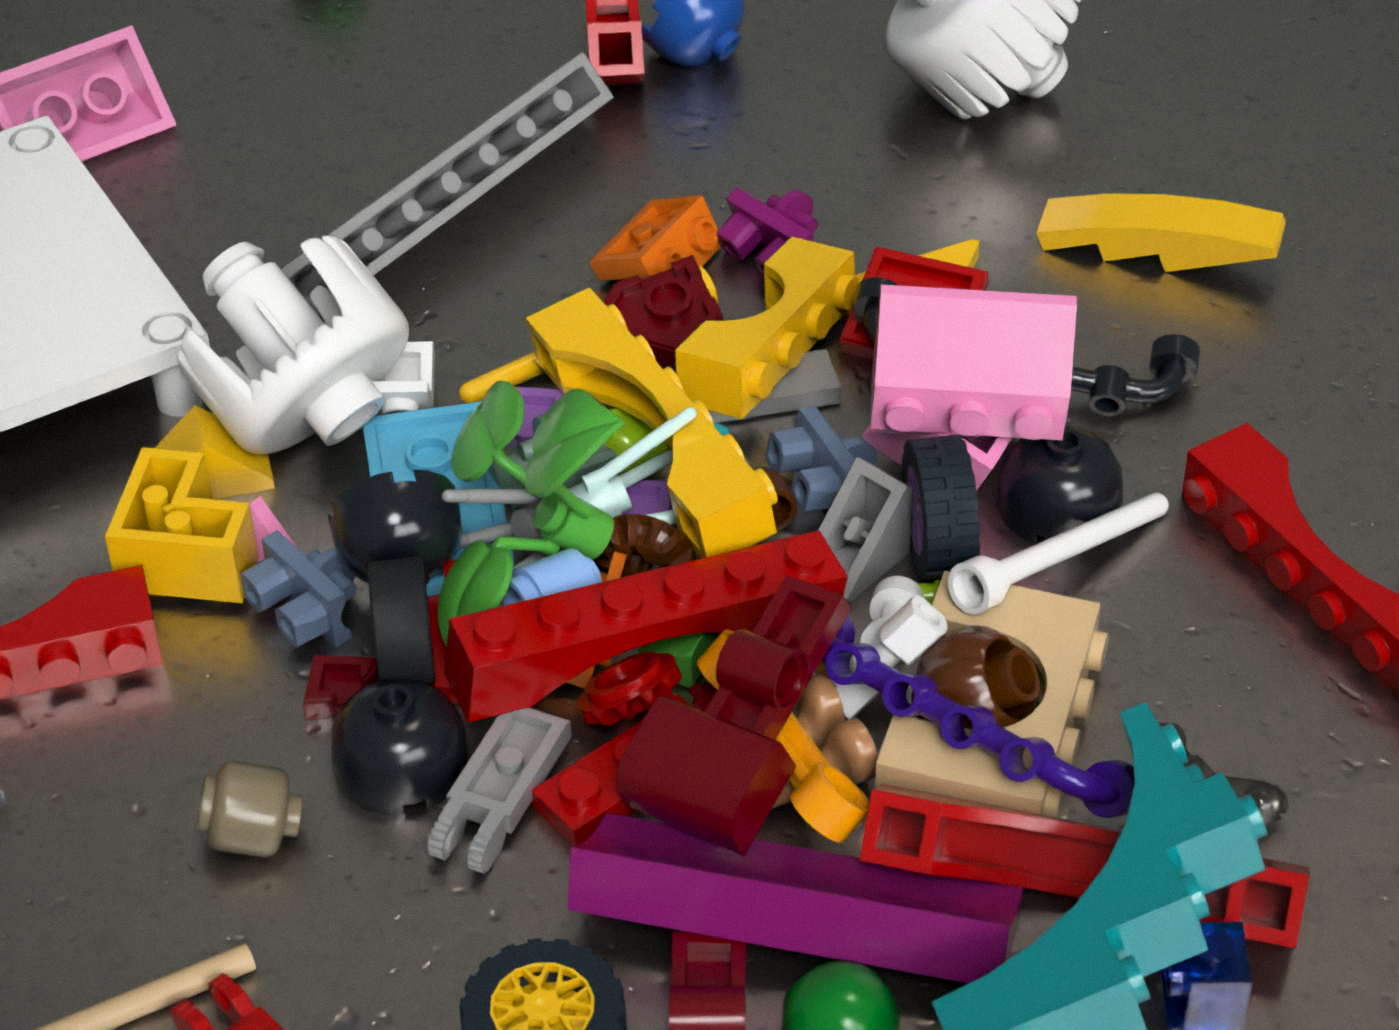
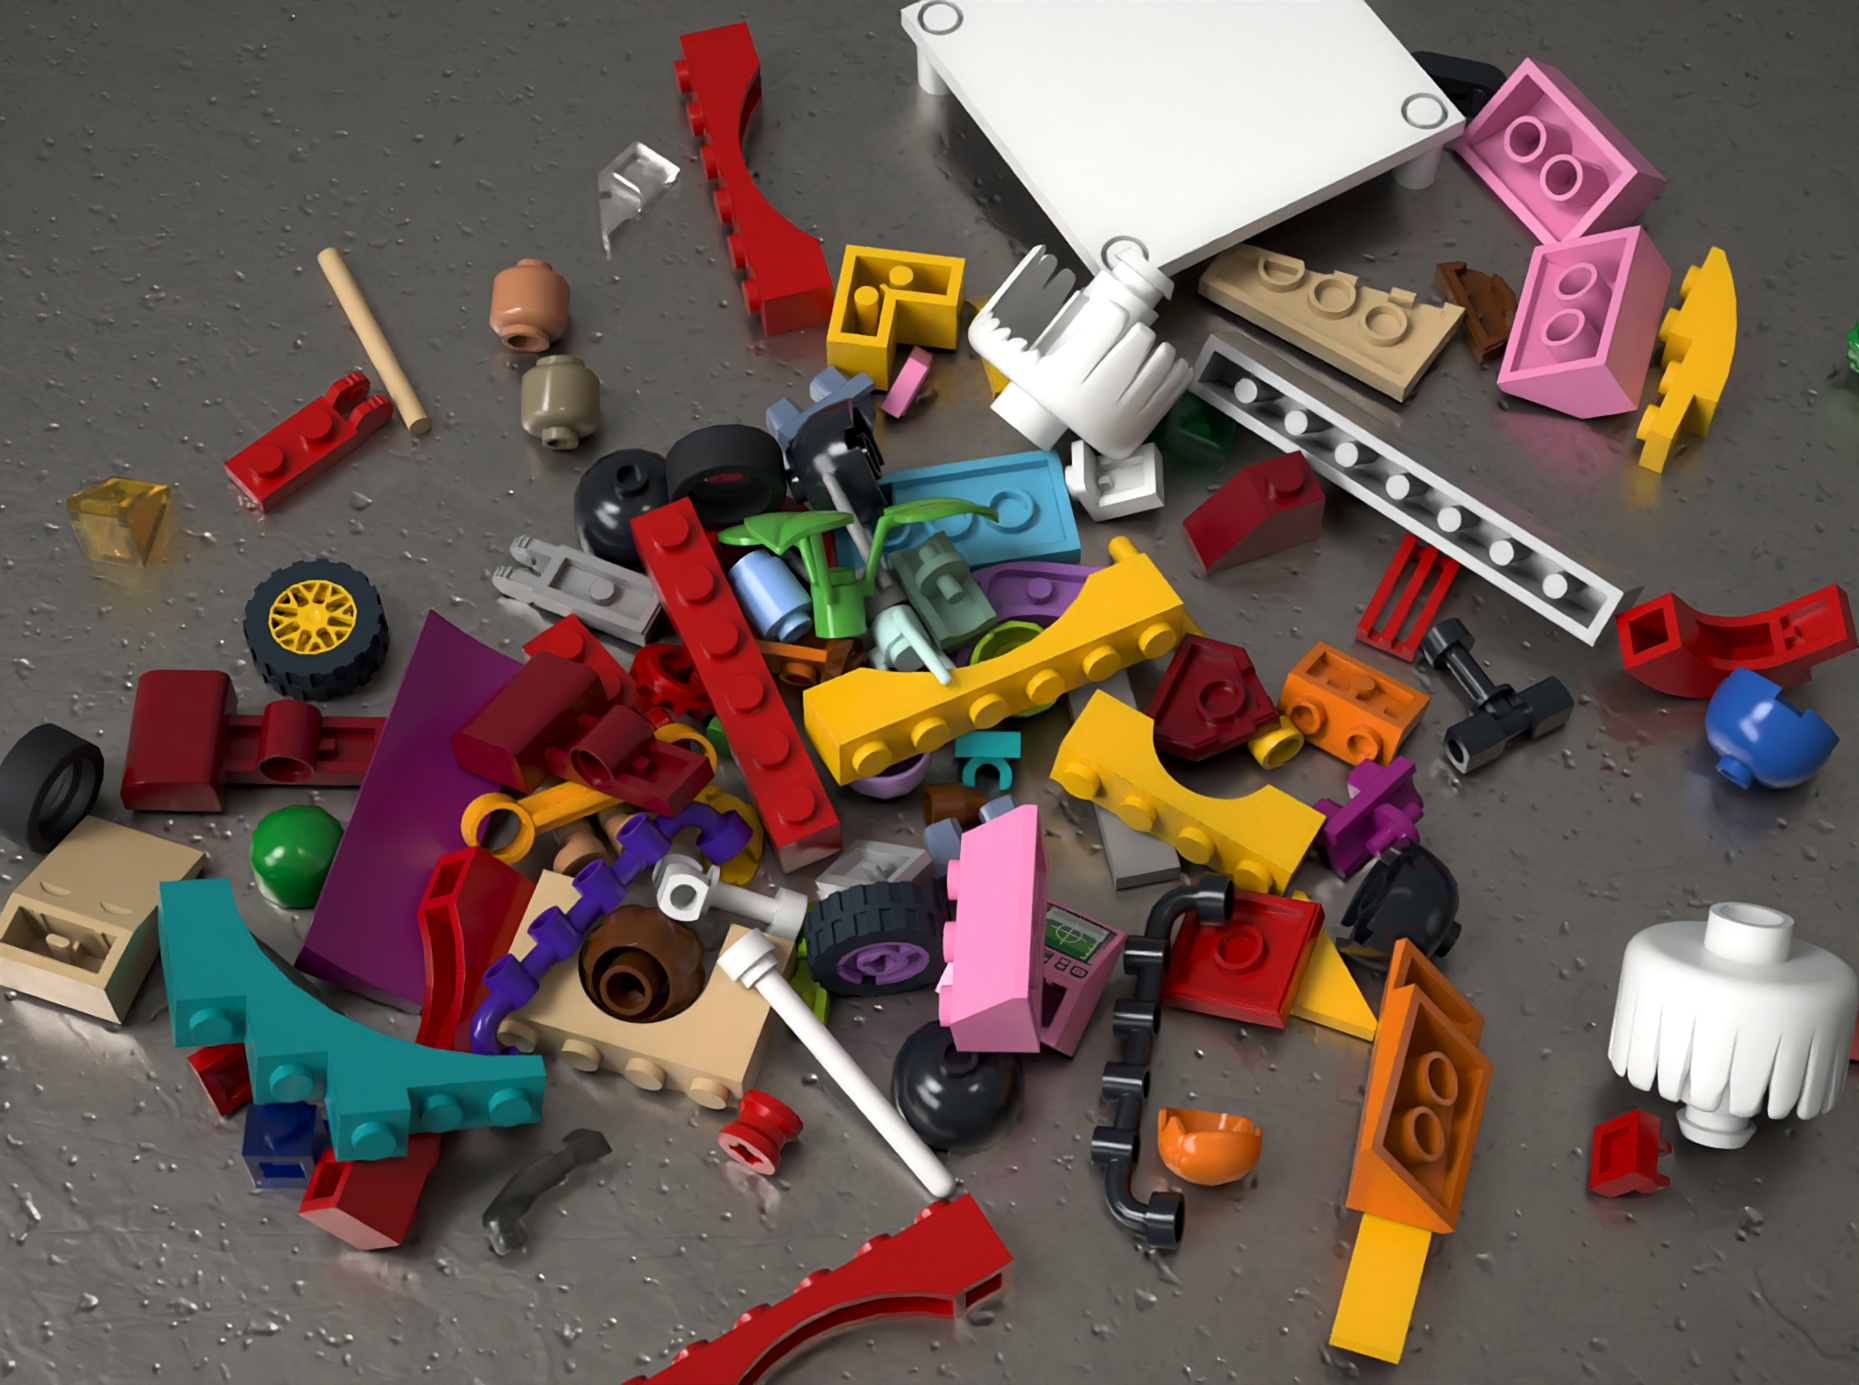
camera: 90 degrees right, 15 degrees up
(102, 845) = (529, 306): none -> nougat head
(224, 168) = (1488, 306): none -> reddish brown tile
(246, 210) = (1358, 329): none -> tan wing
(265, 91) = (1587, 323): none -> bright pink slope
(305, 38) = (1695, 359): none -> yellow slope
(451, 292) = (1257, 514): none -> dark red slope
(539, 217) = (1427, 559): none -> red tile
(662, 165) = (1497, 710): none -> black bar
(870, 205) = (1407, 899): none -> black cylinder
(1050, 199) = (1420, 1098): none -> orange slope
(1076, 113) = (1627, 1155): none -> red tile
(1111, 326) = (1208, 1145): none -> orange hair
(1134, 612) = (760, 1131): none -> red wheel

